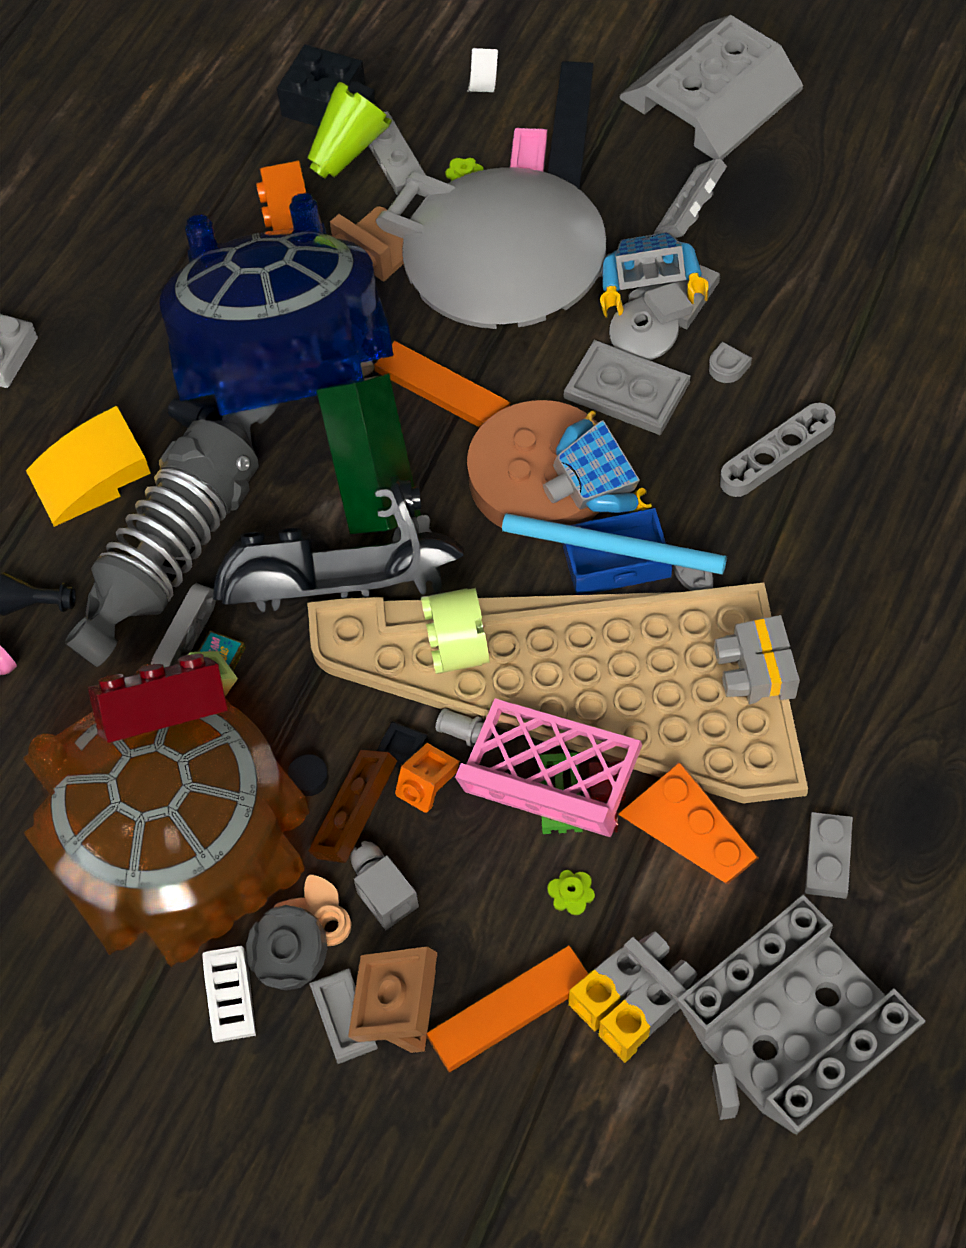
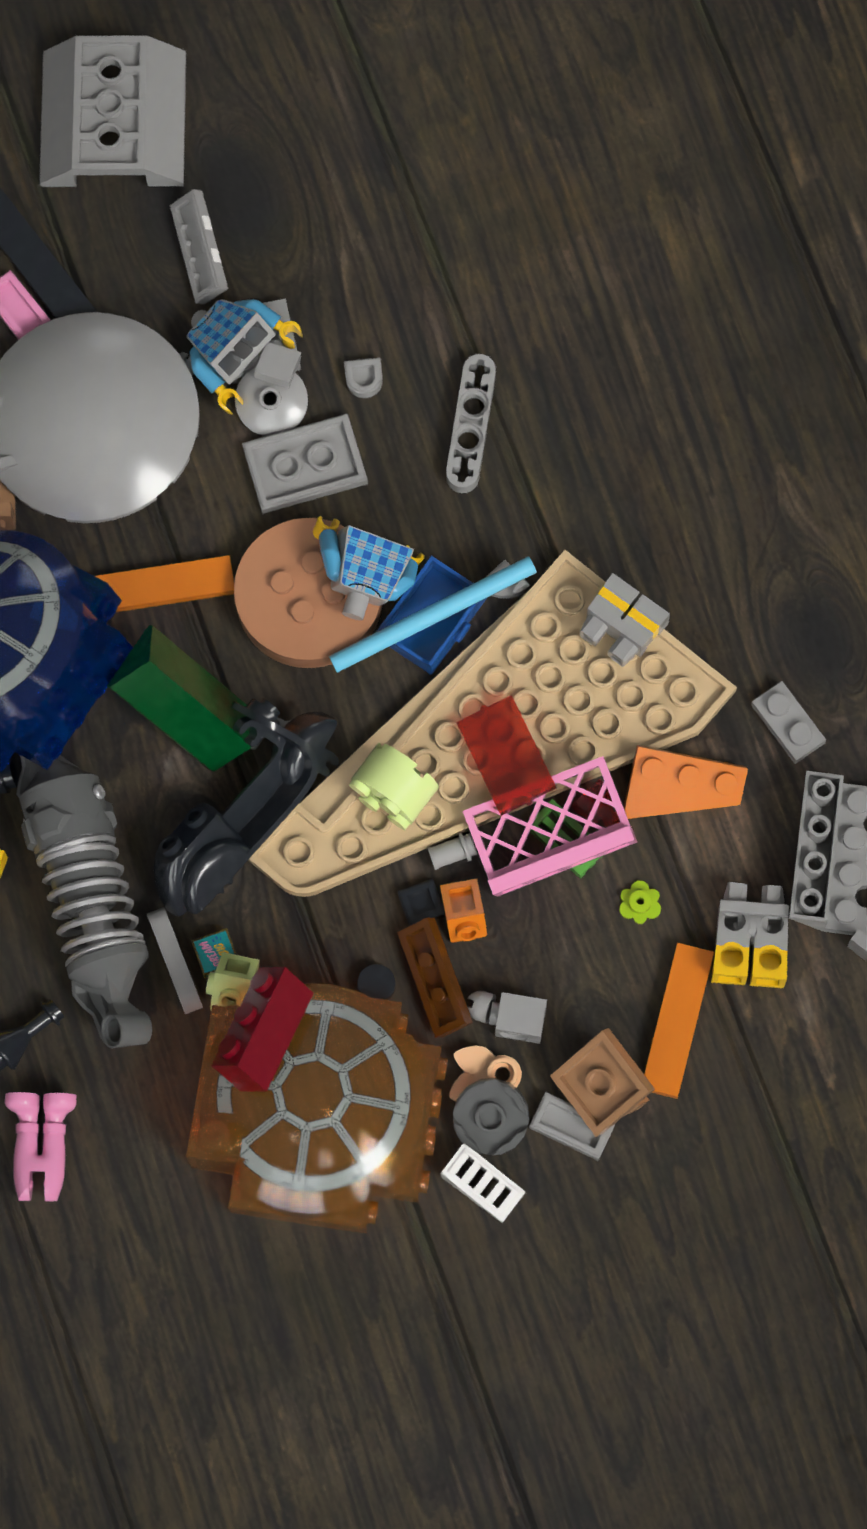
camera: 45 degrees left, 15 degrees up
(567, 684) = (506, 755): none -> clear red piece

